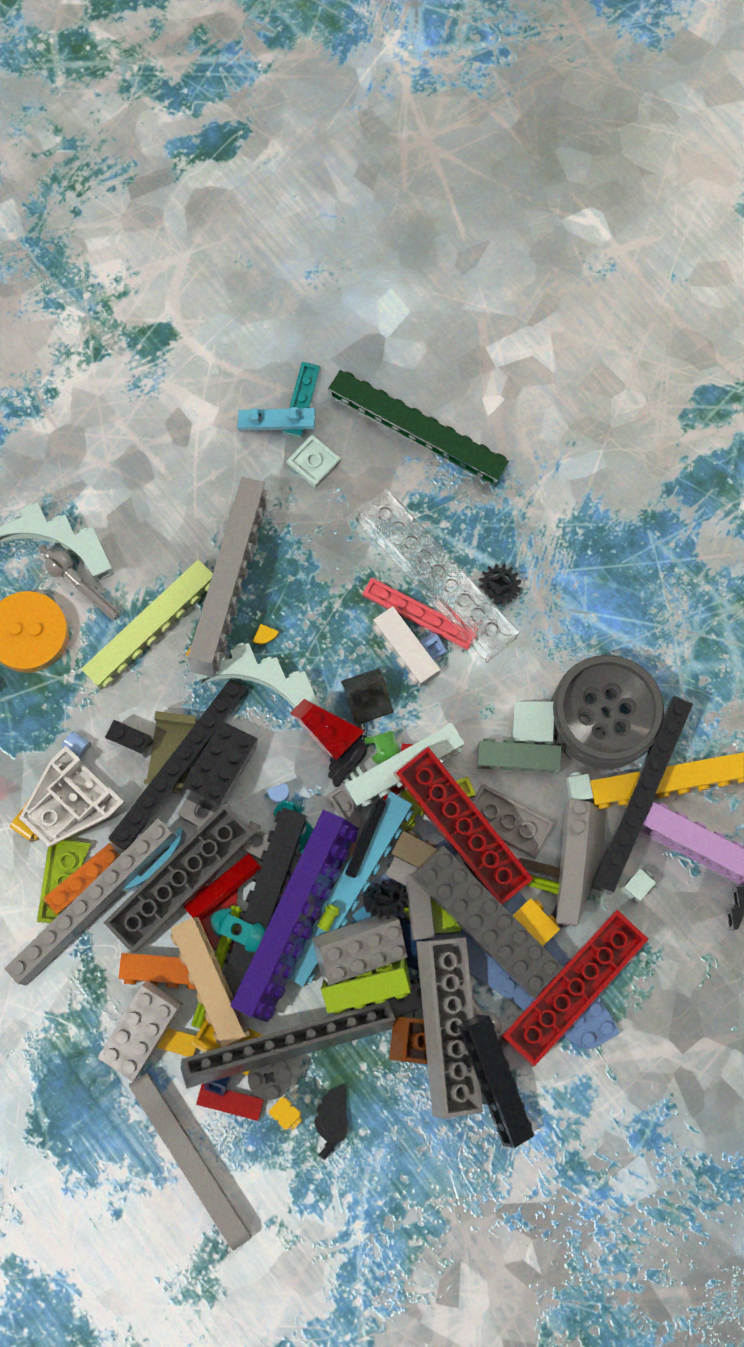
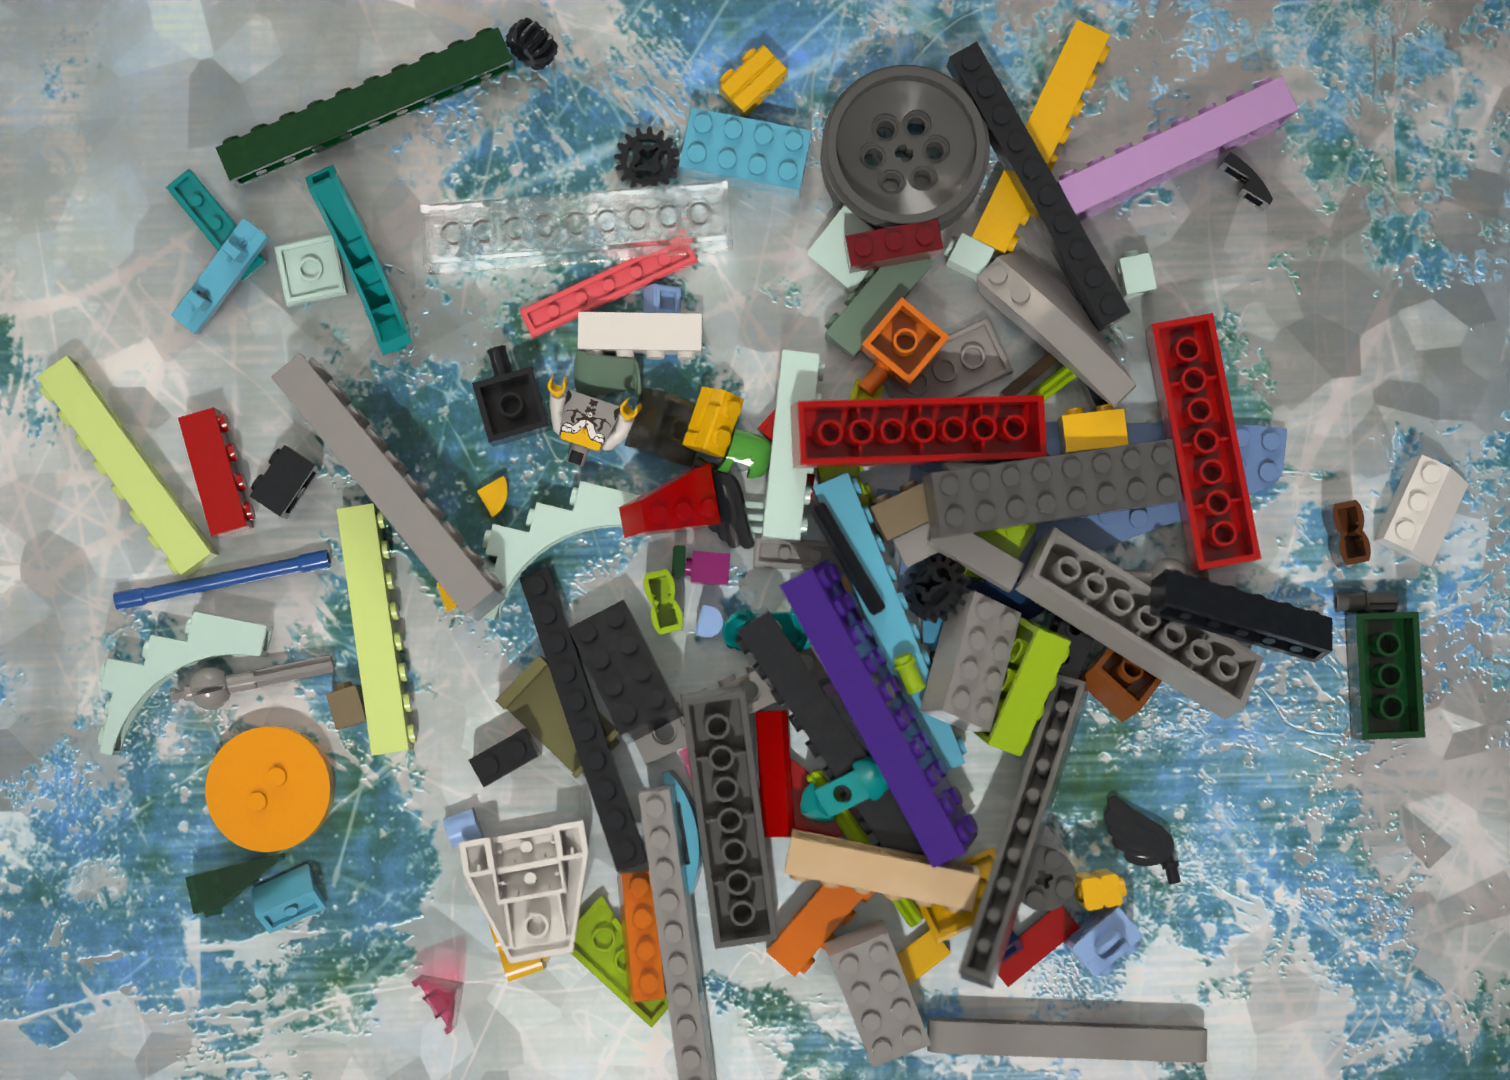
camera: 50 degrees left, 10 degrees up
(82, 497) = (141, 596): none -> blue piece
(98, 638) = (347, 705): none -> dark tan brick
(144, 444) = (126, 466): none -> yellowish green brick
(173, 488) = (216, 472): none -> red brick
(193, 524) = (284, 481): none -> black brick
(259, 1137) = (1104, 940): none -> light blue brick
(276, 757) = (662, 593): none -> lime brick
(300, 754) = (679, 561): none -> dark green tile
(308, 772) = (708, 568): none -> magenta brick
(319, 606) = (510, 401): none -> black brick
(335, 483) = (361, 260): none -> teal arch
(339, 653) = (587, 421): none -> torso
(370, 644) = (605, 374): none -> sand green piece
(387, 717) = (713, 422): none -> yellow brick
(502, 786) = (901, 347): none -> orange brick
(513, 483) = (531, 44): none -> black gear
(525, 1191) = (1385, 675): none -> dark green brick
(542, 631) = (745, 152): none -> medium azure brick
(551, 741) = (893, 246): none -> dark red brick
(558, 1150) = (1365, 601): none -> dark grey axle
(583, 608) = (752, 80): none -> yellow brick
(583, 1114) = (1345, 526): none -> reddish brown brick
(634, 1145) = (1421, 509): none -> white slope

